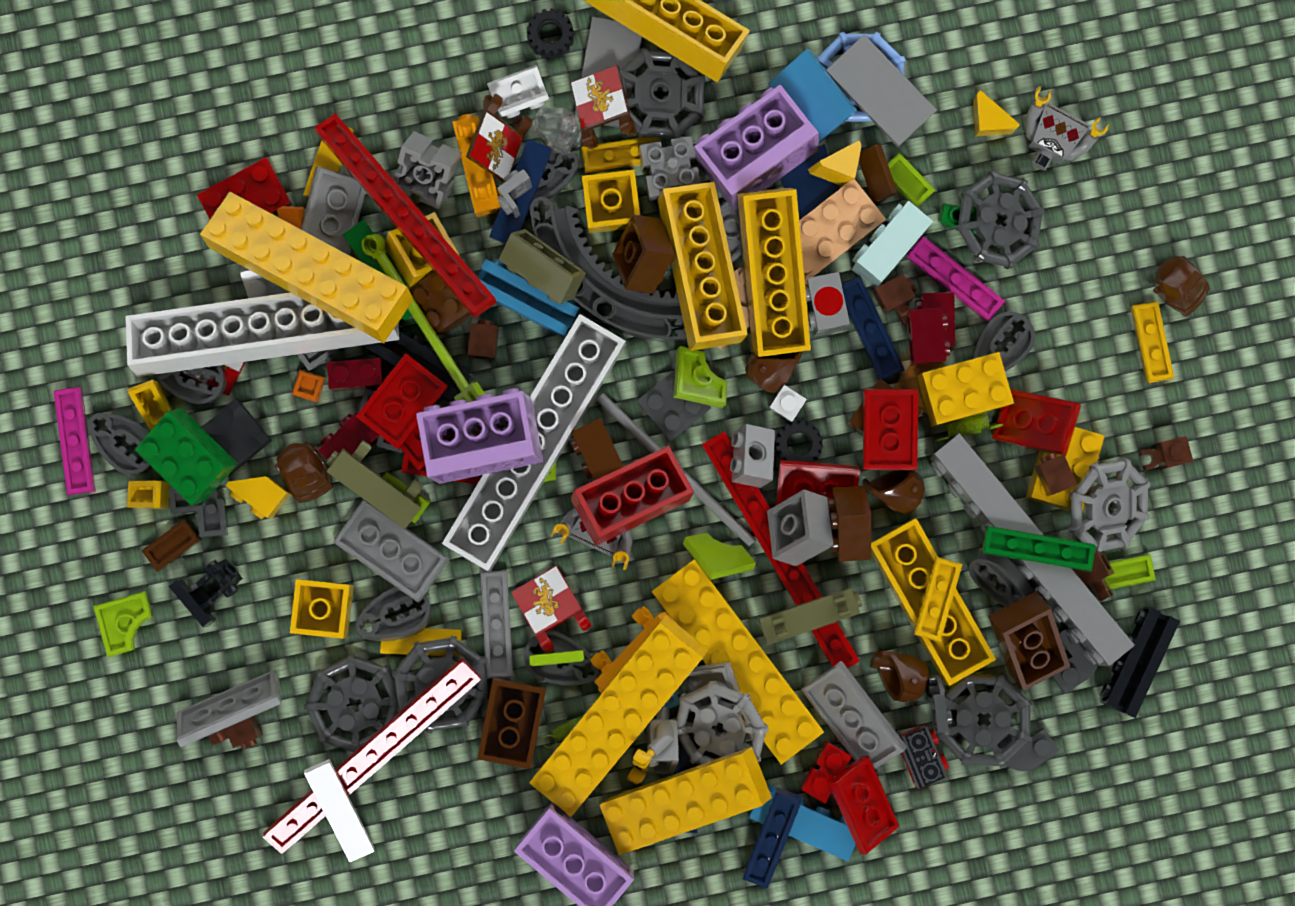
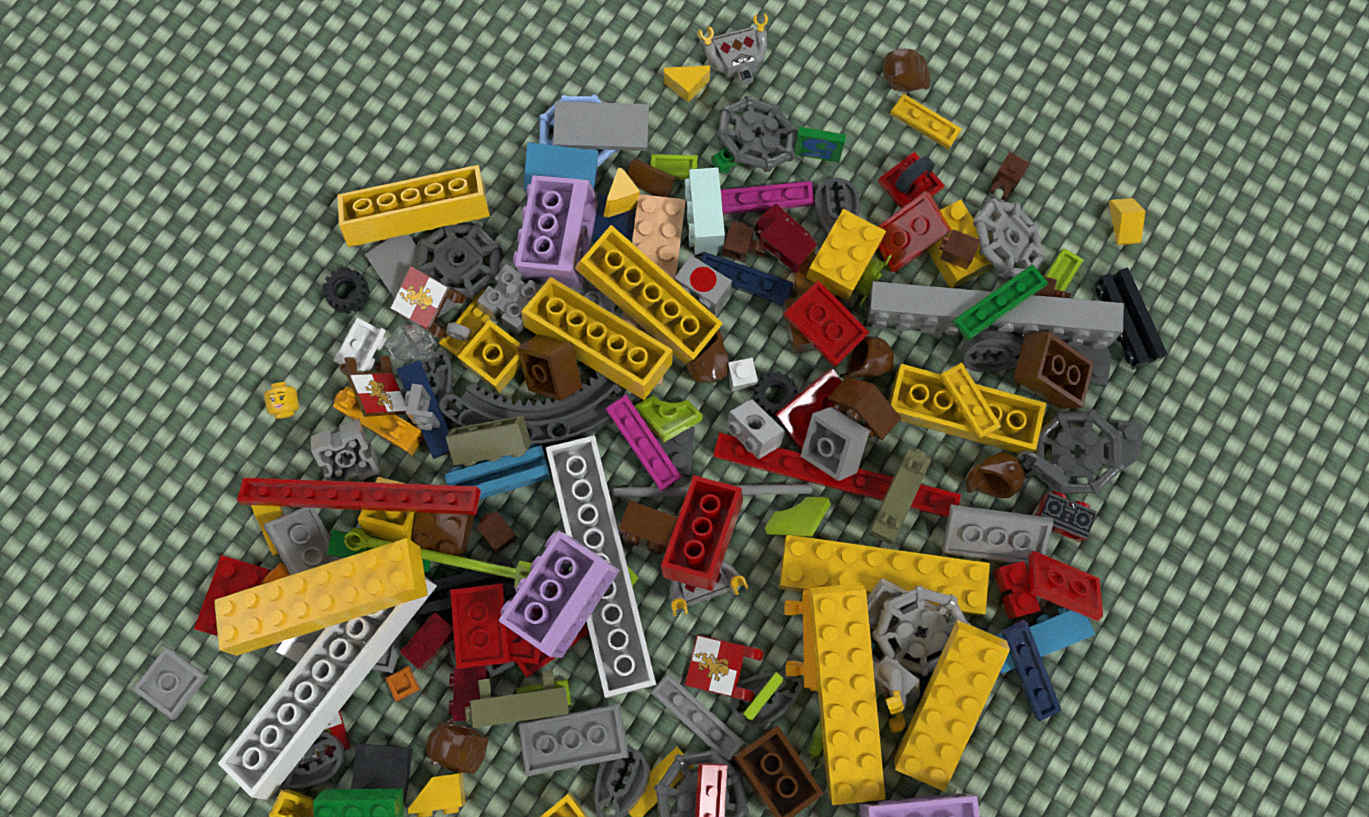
camera: 45 degrees left, 10 degrees down
(144, 219) = (170, 683): none -> light grey tile
(419, 77) = (281, 400): none -> yellow head
(602, 154) = (458, 331): none -> light grey tile
(658, 382) = (643, 442): none -> dark pink tile
(1039, 278) = (819, 144): none -> green tile
(1084, 380) = (911, 179): none -> red plate
(1226, 583) = (1127, 221): none -> yellow slope

